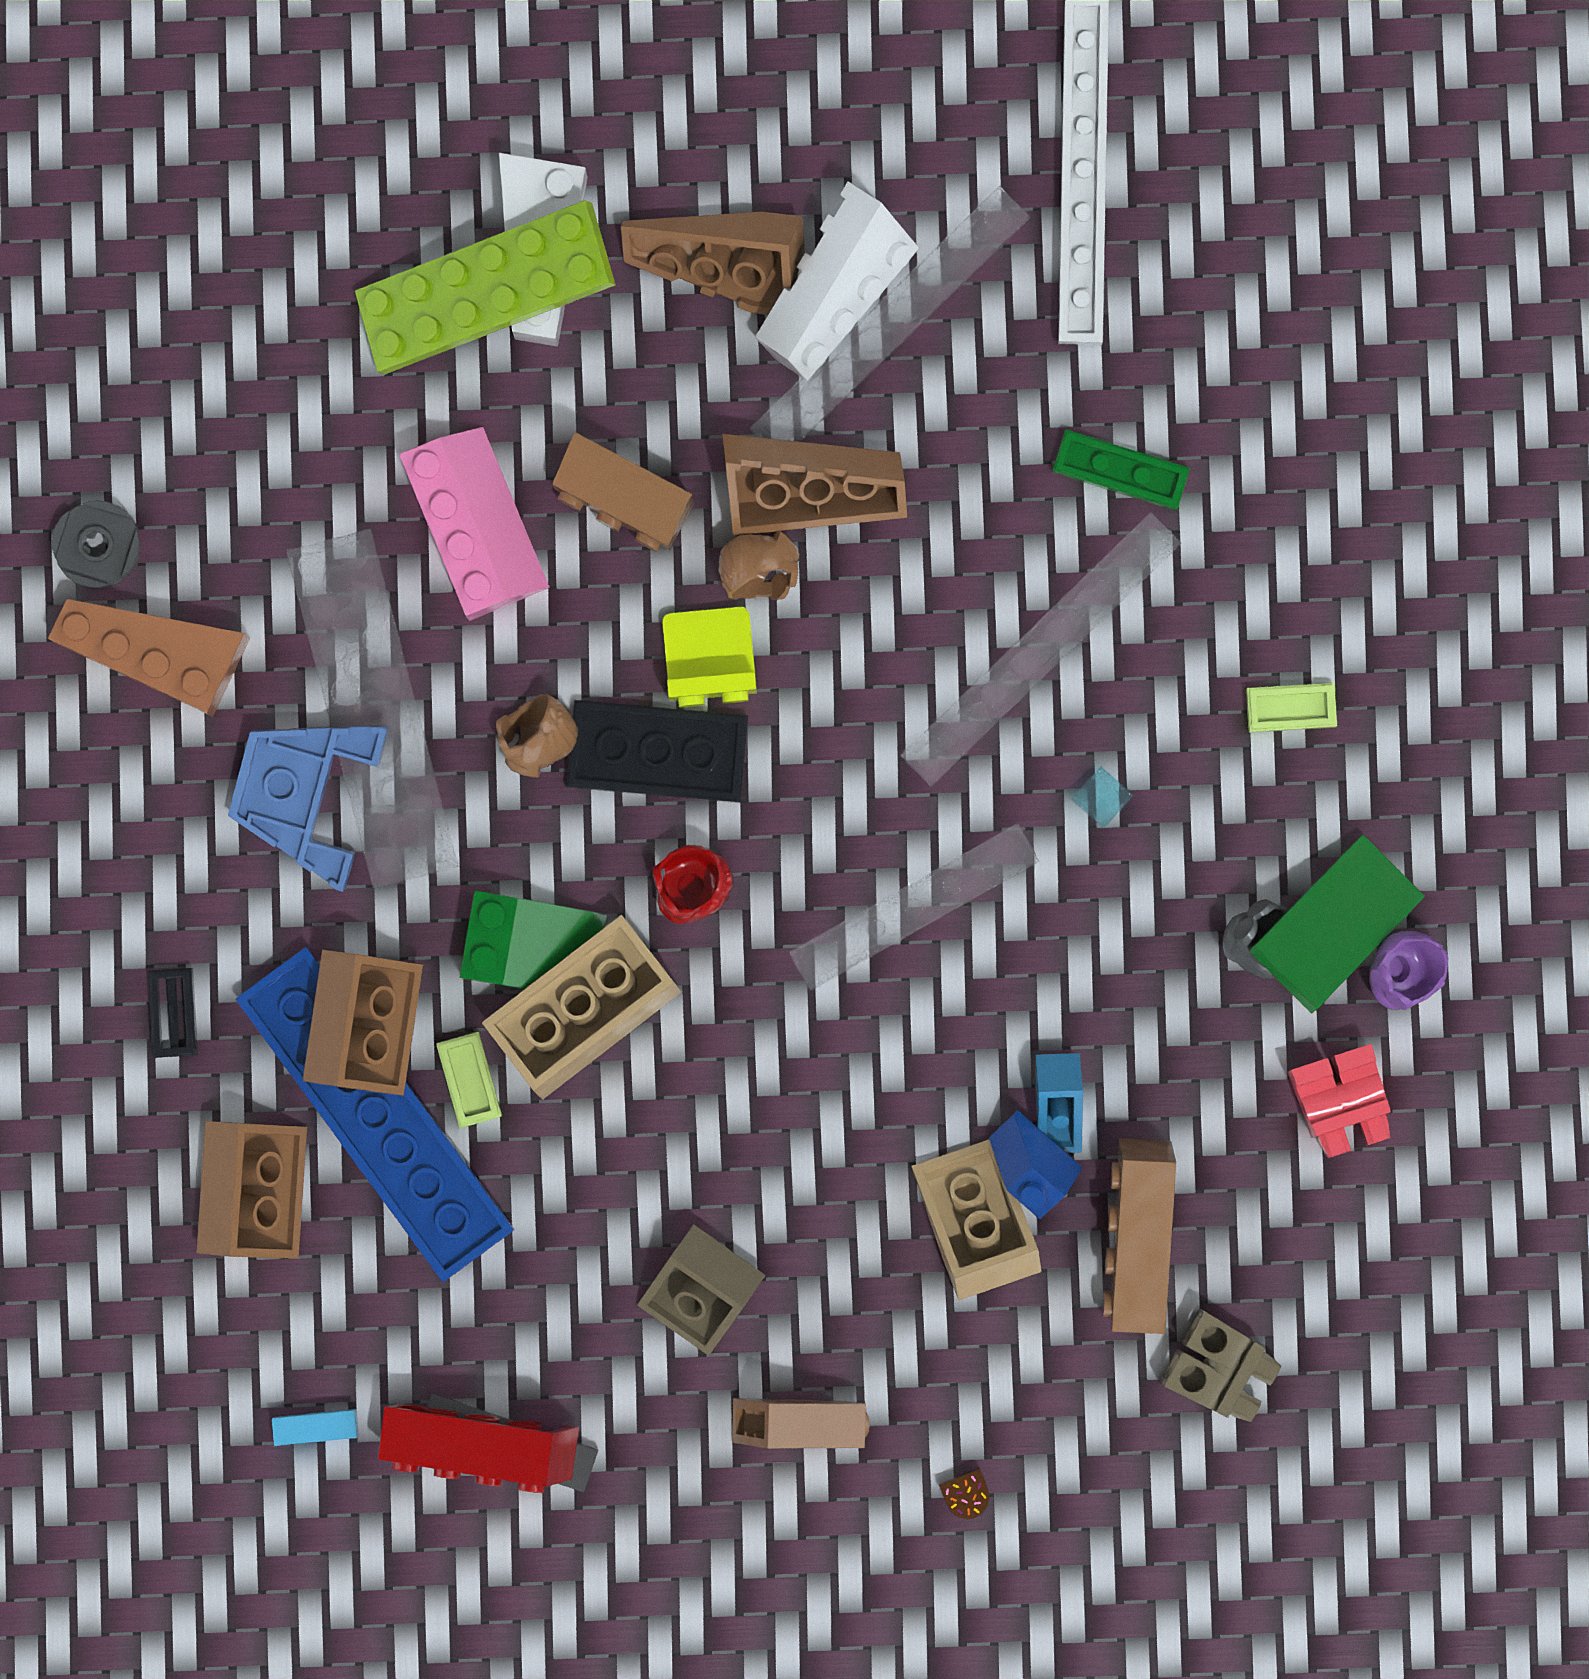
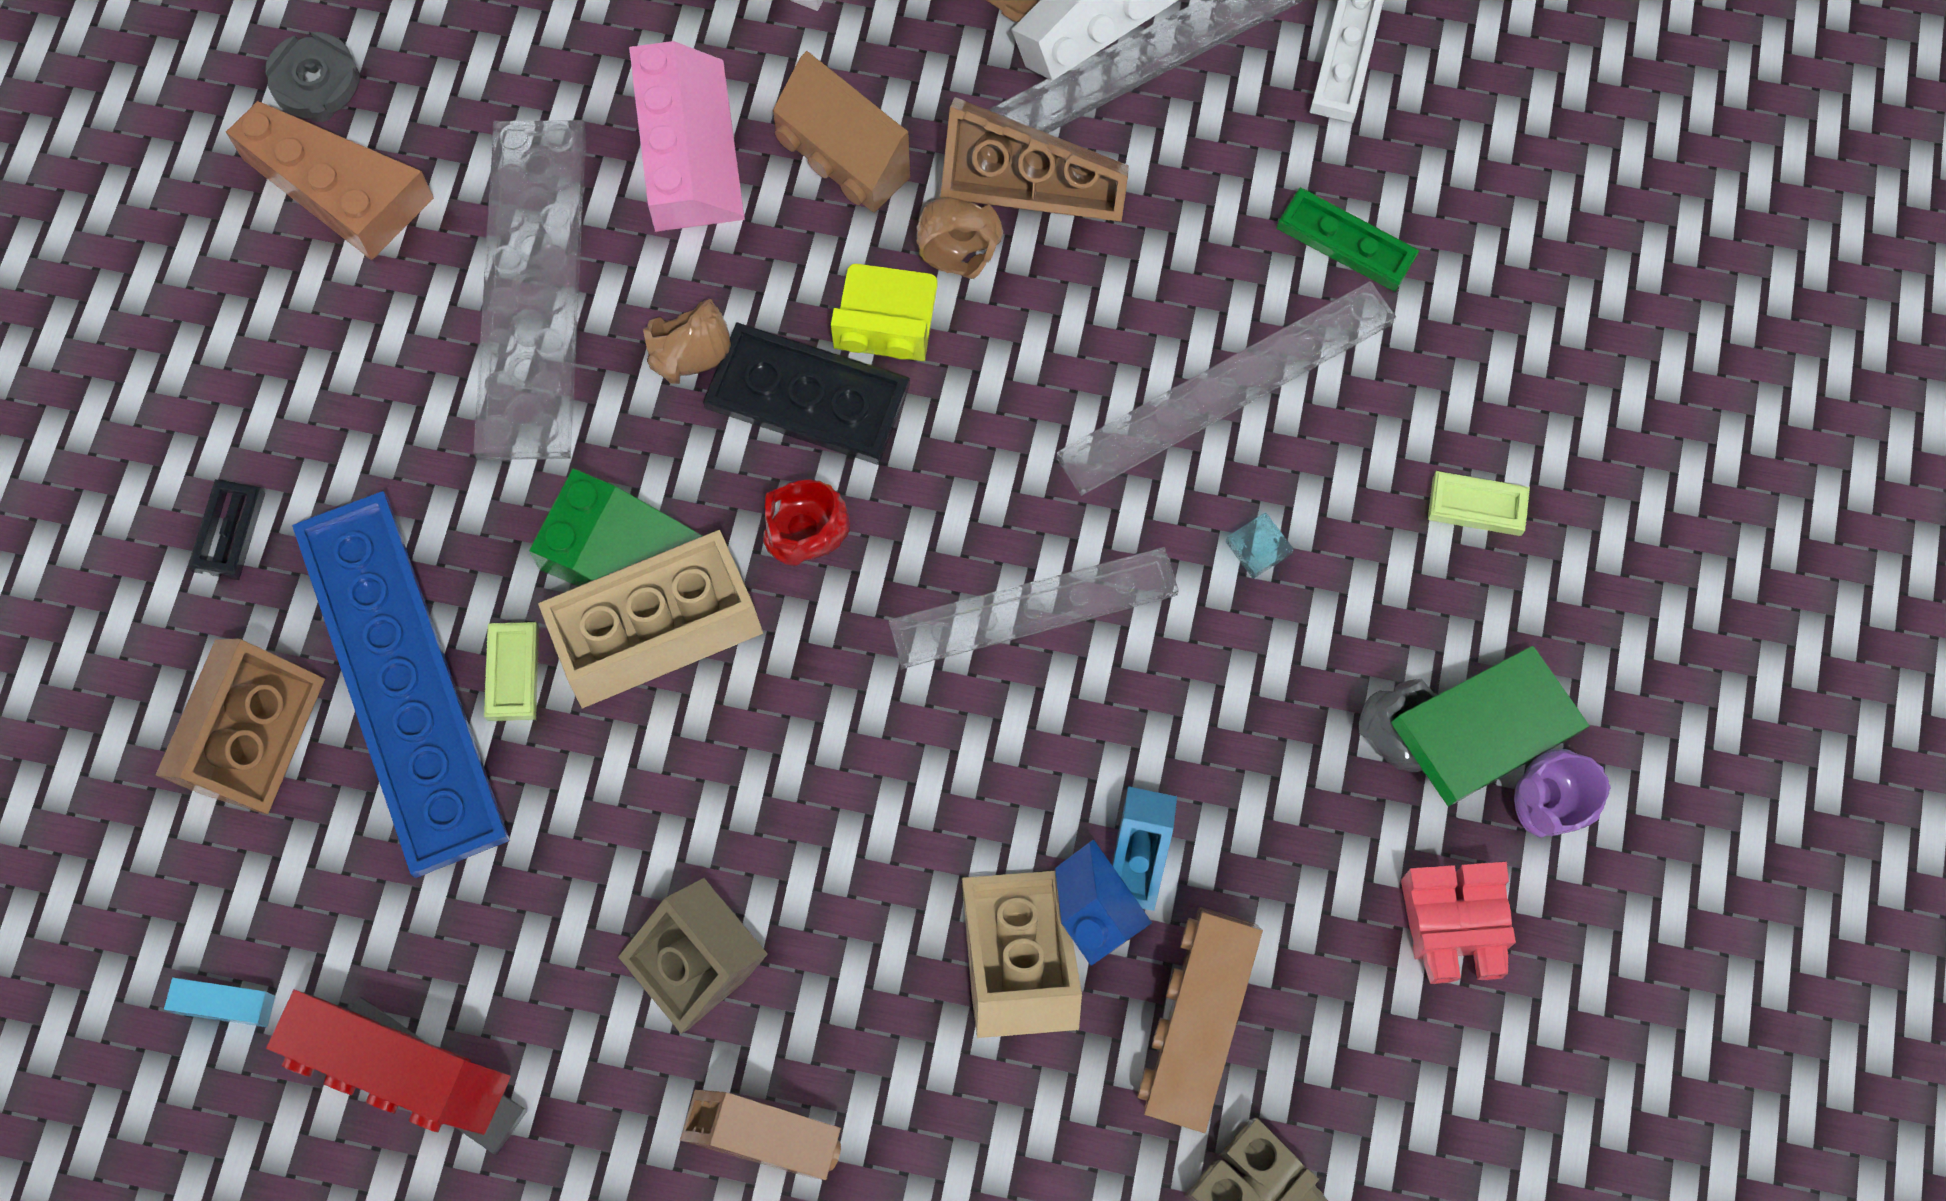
camera: 10 degrees right, 15 degrees down
(285, 785) = (417, 331): medium blue wing -> none
(362, 1022) = (412, 573): medium nougat slope -> none

